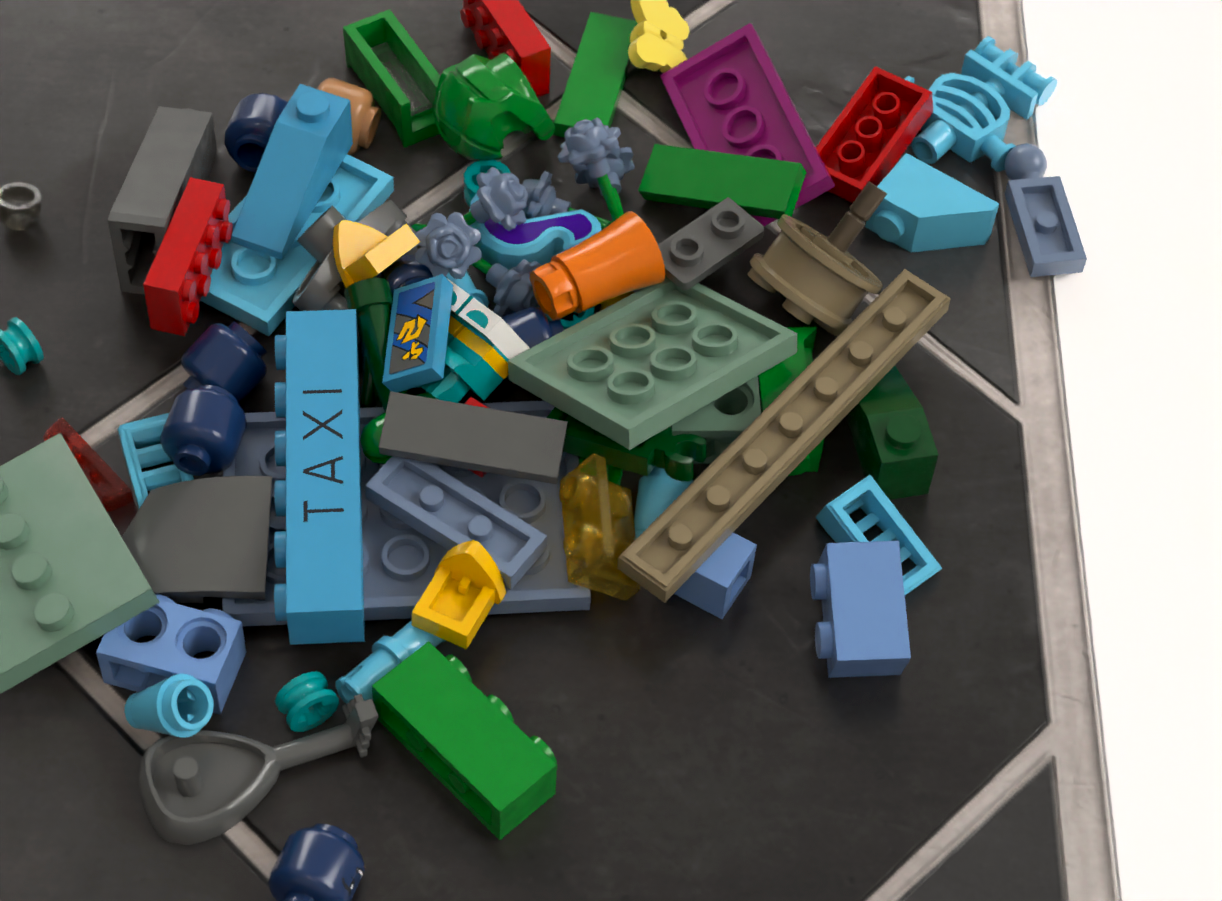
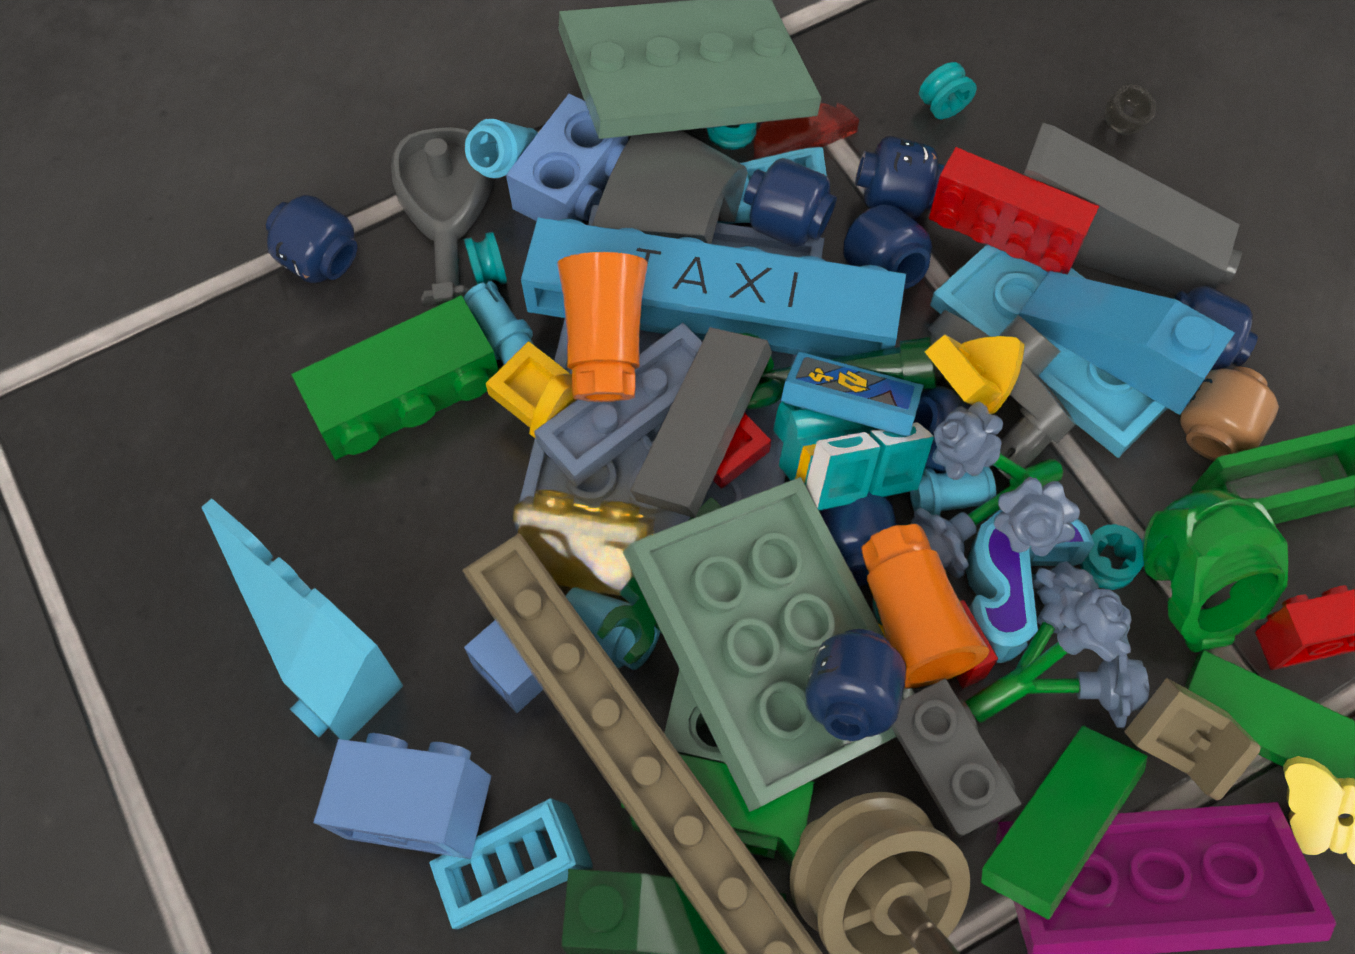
camera: 110 degrees right, 10 degrees up
(138, 361) = (900, 175): none -> dark blue head
(407, 512) = (603, 322): none -> orange plant
(637, 109) = (1194, 738): none -> dark tan bracket
(684, 287) = (856, 685): none -> dark blue head
(769, 710) = (312, 643): none -> medium azure wedge

